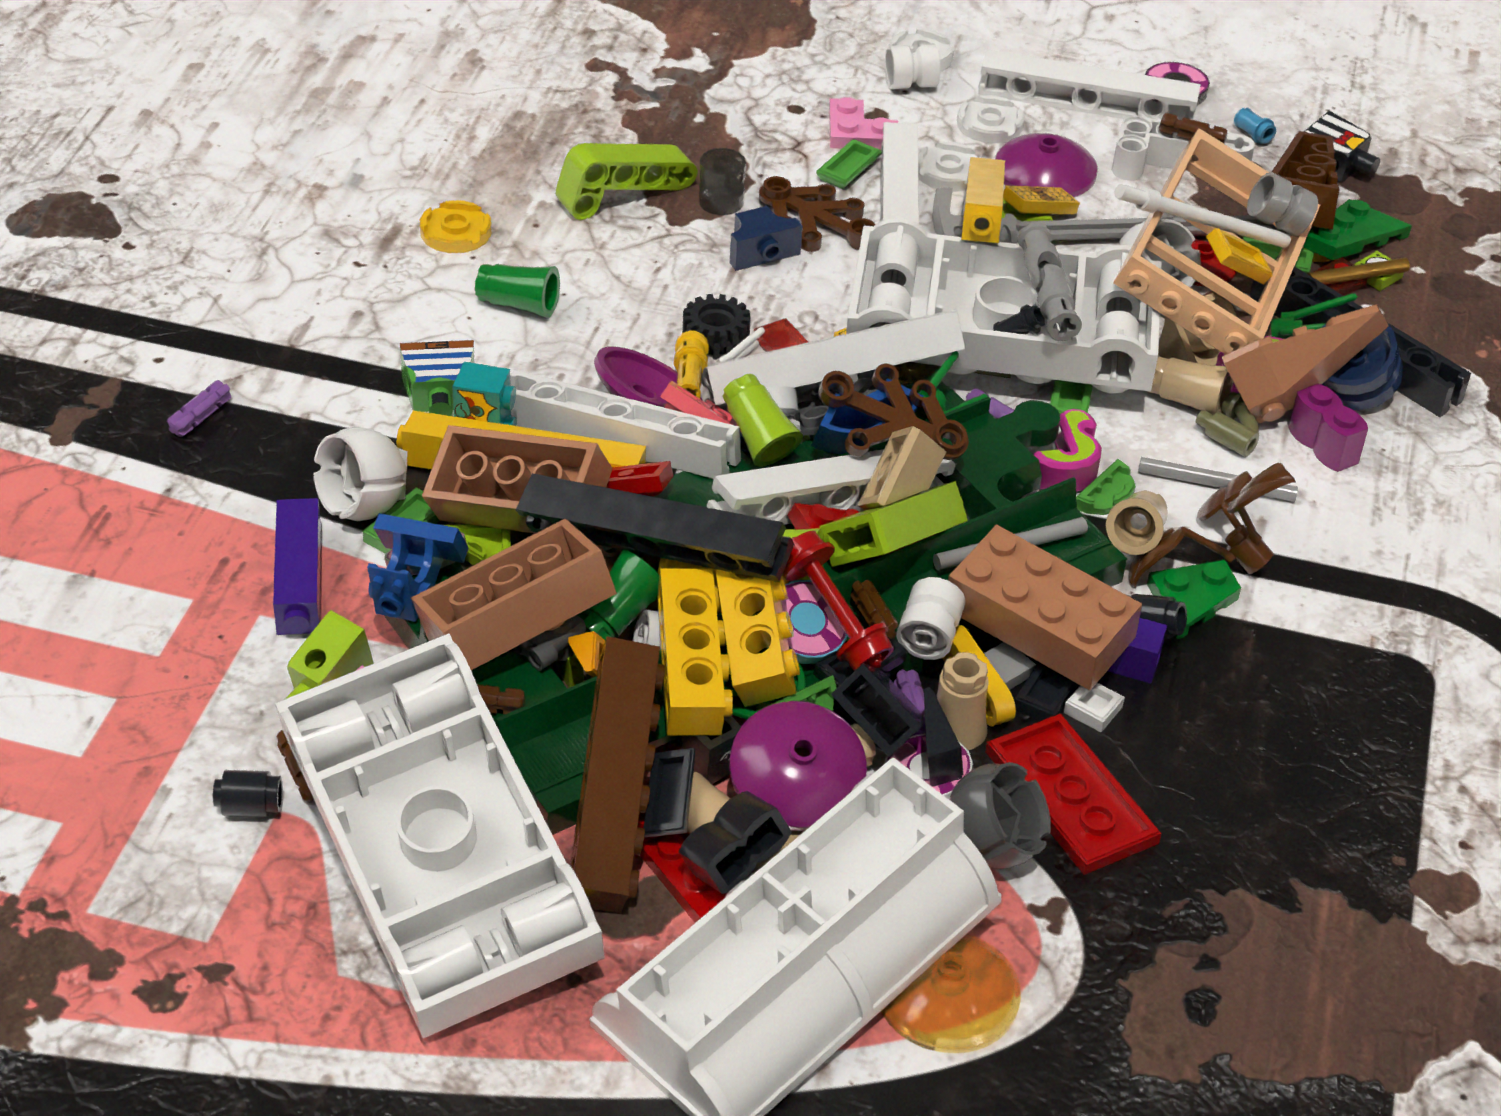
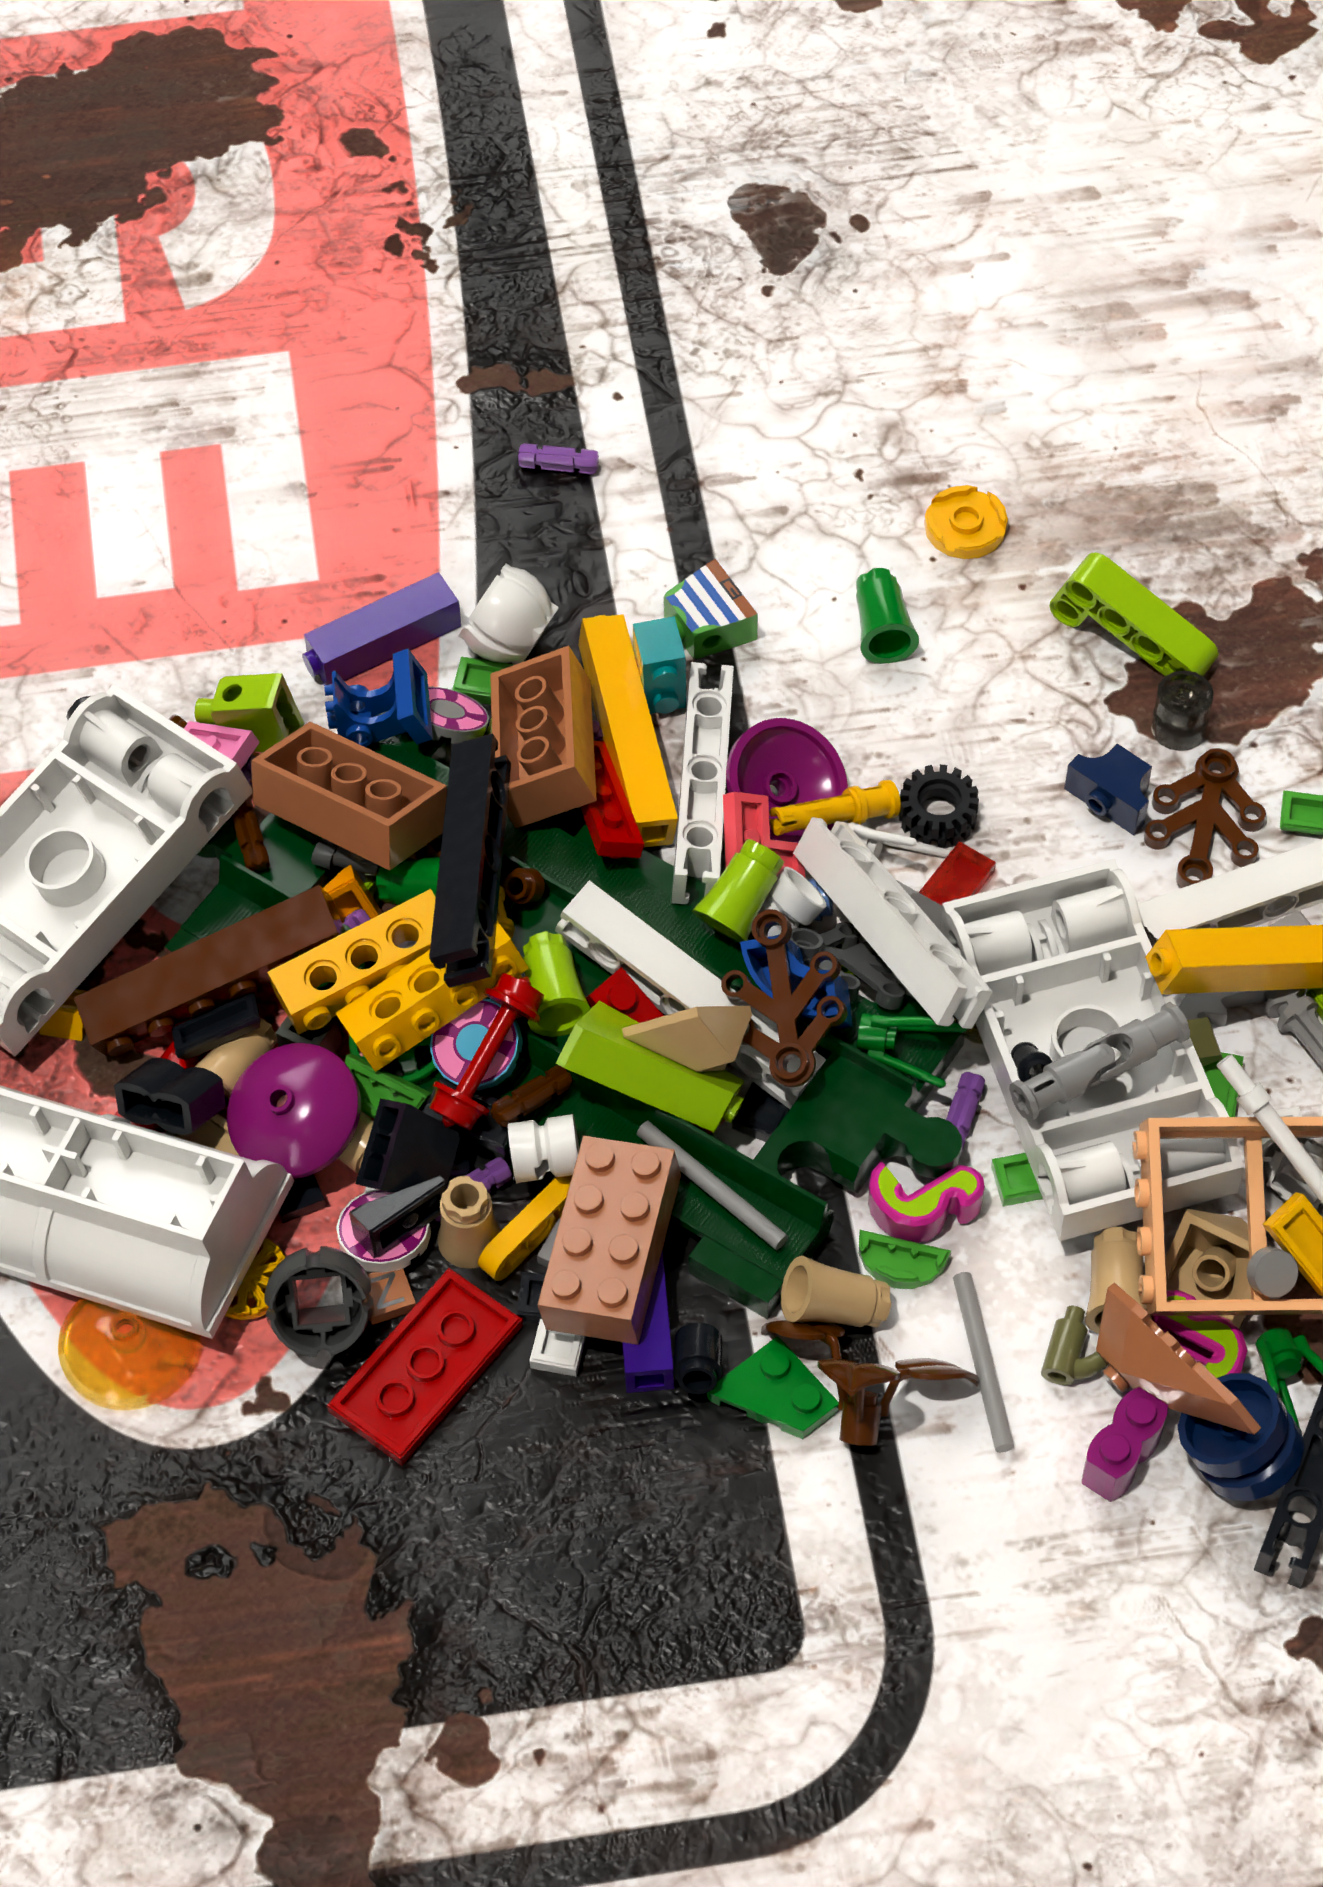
camera: 70 degrees right, 15 degrees up
(1250, 283) = (1272, 1272): none -> light grey tile

